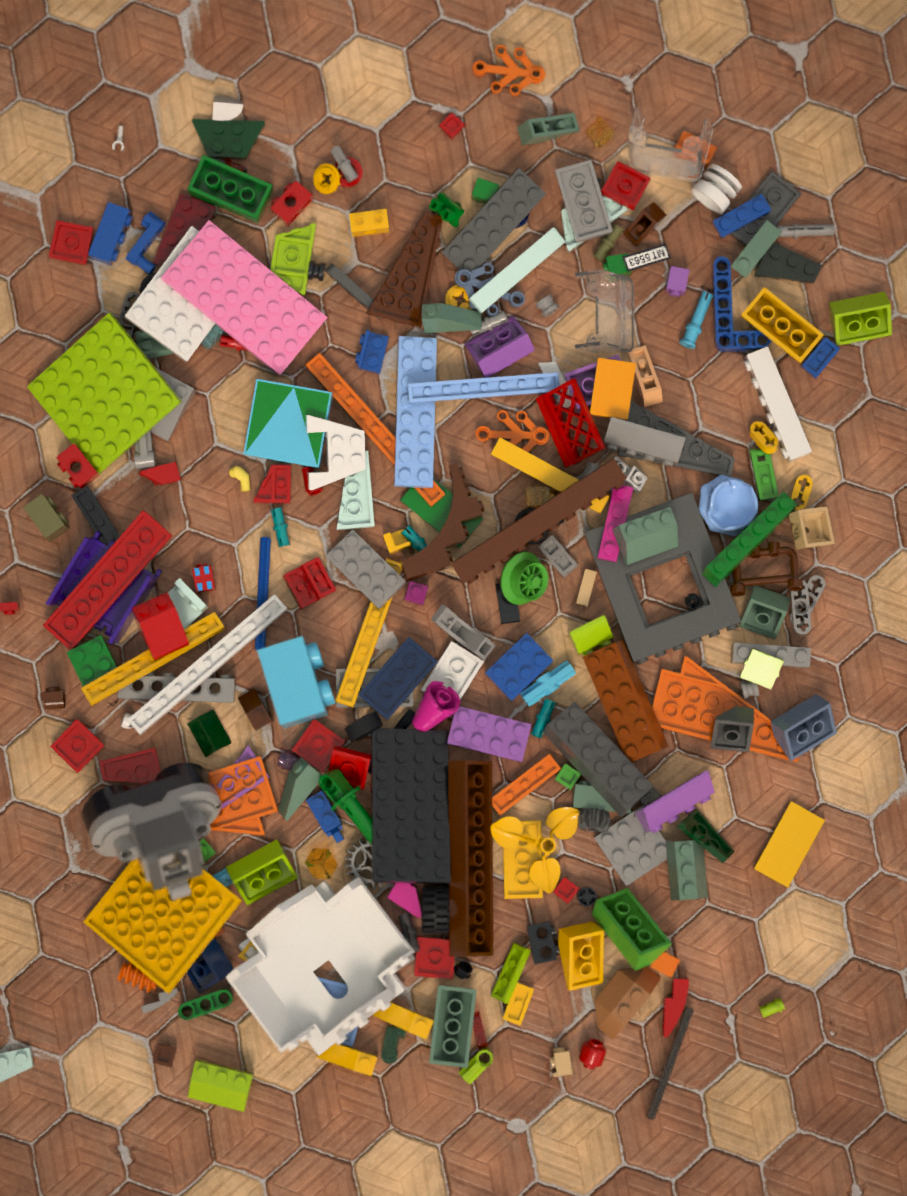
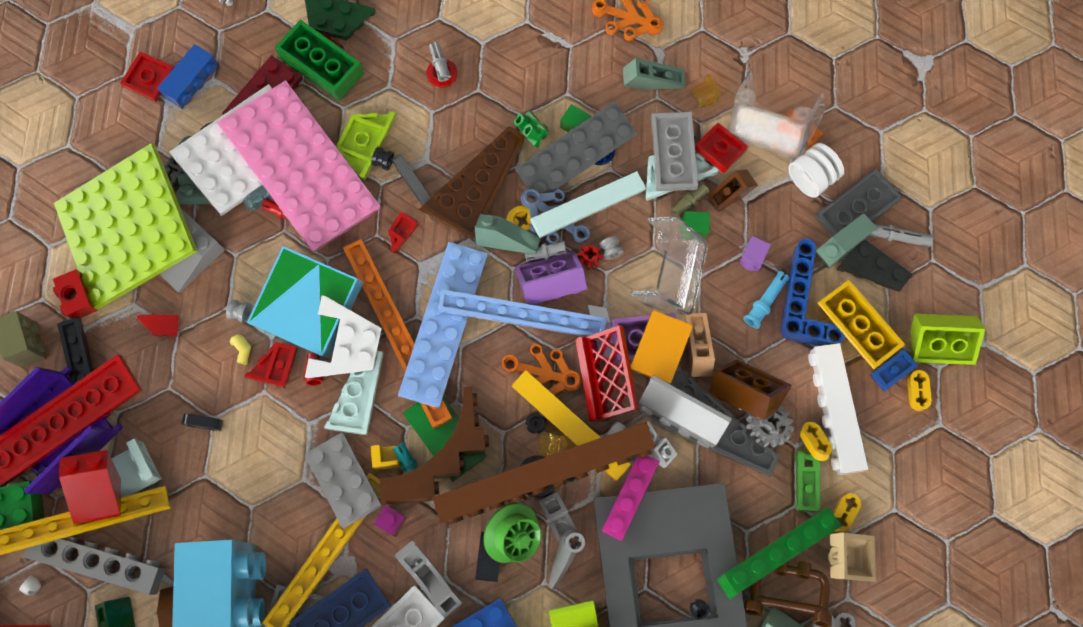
camera: 15 degrees right, 10 degrees down
(144, 453) = (148, 299): light grey piece -> none
(153, 227) = (232, 82): blue beam -> none
(203, 578) = (165, 446): red brick -> none
(207, 664) = (128, 545): white plate -> none
(228, 550) = (202, 422): none -> black beam
(229, 445) = (238, 311): none -> light grey wheel
(263, 583) = (224, 479): blue axle -> none
(280, 527) = (265, 410): teal pin -> none
(286, 213) = (372, 97): red brick -> none
(309, 583) = (278, 479): red slope -> none
(320, 177) = (413, 72): yellow gear -> none
(352, 334) = (401, 231): none -> red slope
(369, 222) = (449, 124): yellow brick -> none
(372, 352) = (416, 251): blue bracket -> none
(451, 125) = (558, 54): red tile -> none
(513, 481) = (536, 417): none -> black plate
(533, 315) = (584, 256): none -> red gear
(571, 586) = (565, 556): none -> light grey piece
(586, 588) = (581, 562): tan piece -> none
(646, 257) = (720, 222): sticker -> none
(647, 536) = (663, 520): sand green slope -> none
(696, 406) = (749, 389): none -> reddish brown slope
(721, 425) = (768, 429): none -> light grey gear
(728, 505) = (761, 507): light blue piece -> none
(741, 216) = (836, 204): blue plate -> none
(841, 371) = (923, 388): none -> yellow beam

